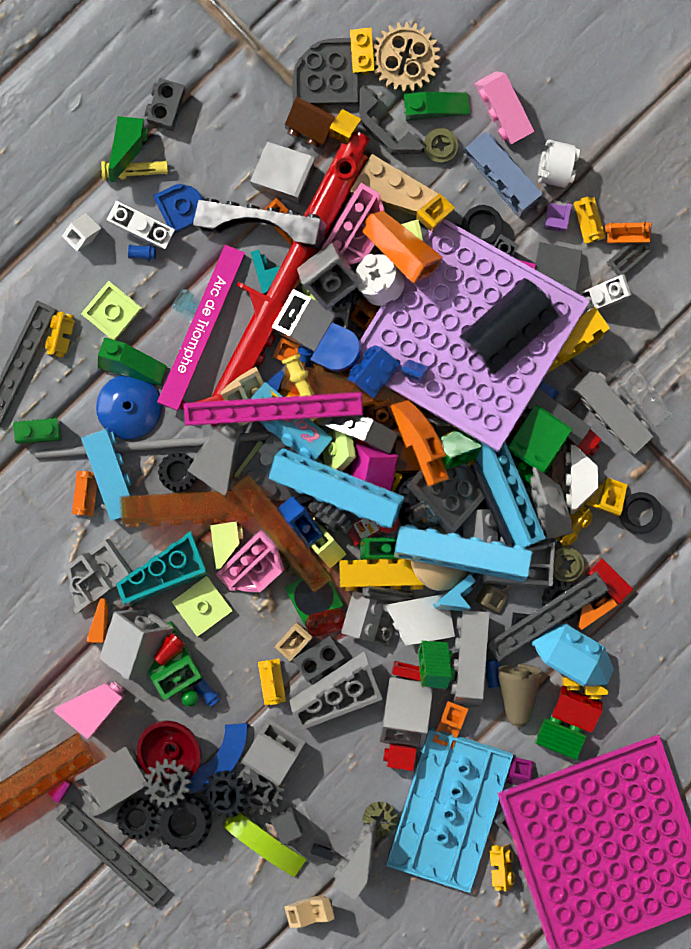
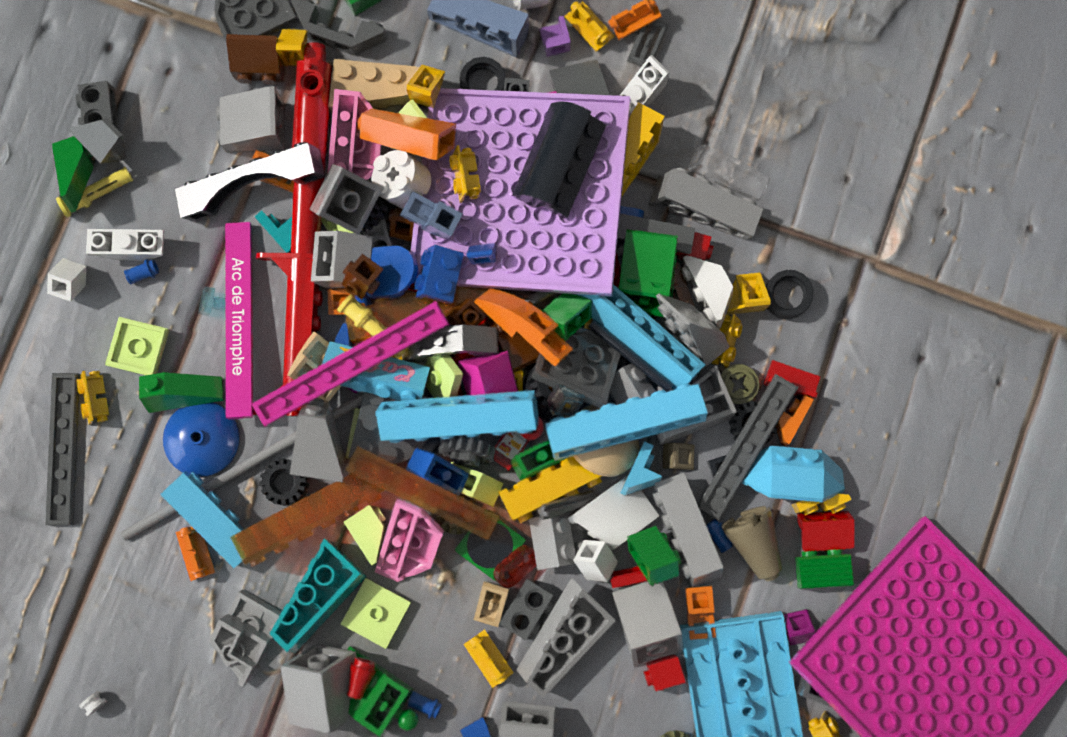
camera: 20 degrees left, 5 degrees down
(37, 431) = (112, 510): green brick -> none
(100, 621) = (272, 683): orange slope -> none
(158, 133) = (101, 140): none -> slope
(178, 206) = (158, 207): blue tile -> none
(313, 344) = (361, 277): none -> reddish brown brick
(389, 323) = (432, 217): none -> sand blue brick
(389, 647) = (595, 560): none -> white brick
(432, 291) = (462, 164): none -> yellow hinge
(446, 137) = (403, 11): olive gear -> none

